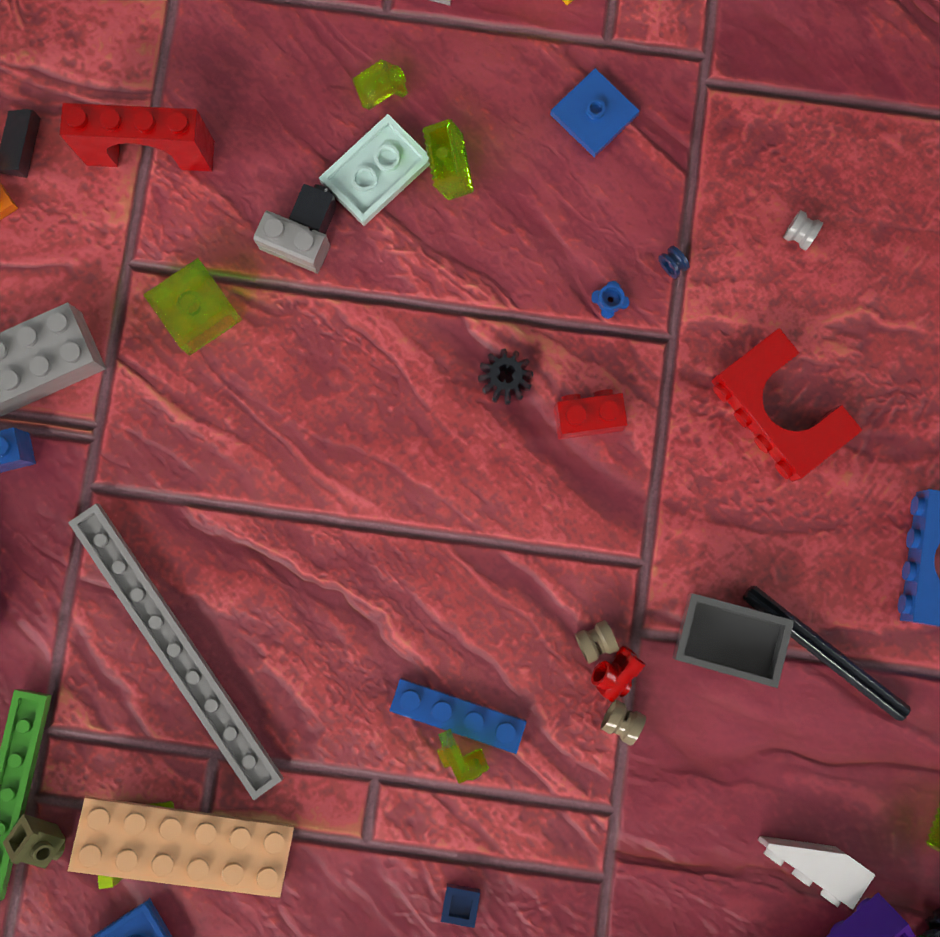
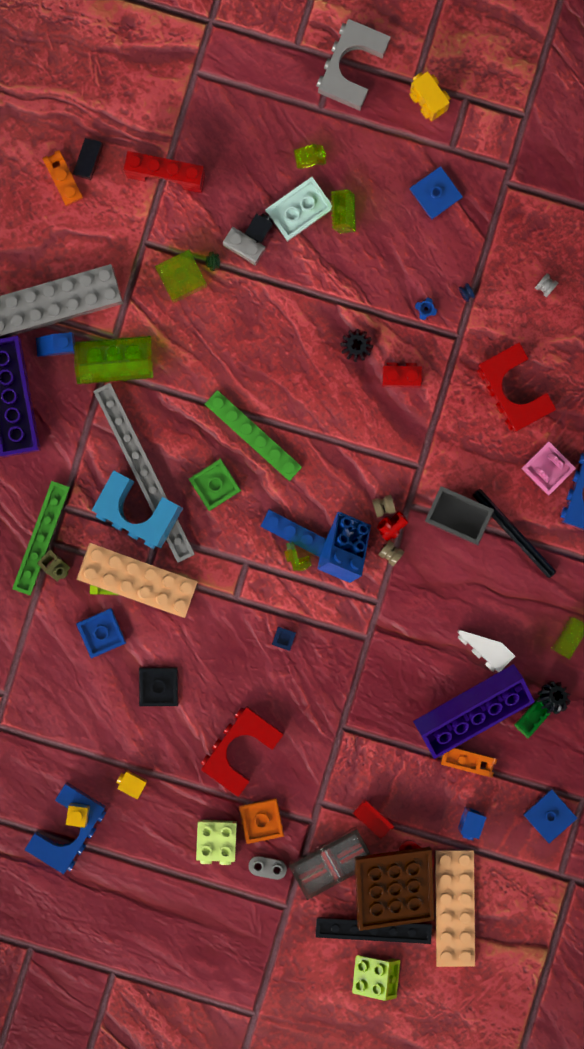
camera: 10 degrees right, 5 degrees up
(96, 465) = (113, 360): none -> clear neon green slope
(124, 723) = (110, 507): none -> dark azure arch
(244, 275) = (213, 261): none -> clear green plate
(300, 651) = (214, 484): none -> bright green plate
(354, 555) = (253, 435): none -> bright green plate
(542, 728) = (345, 548): none -> blue slope
(864, 532) = (548, 468): none -> bright pink plate

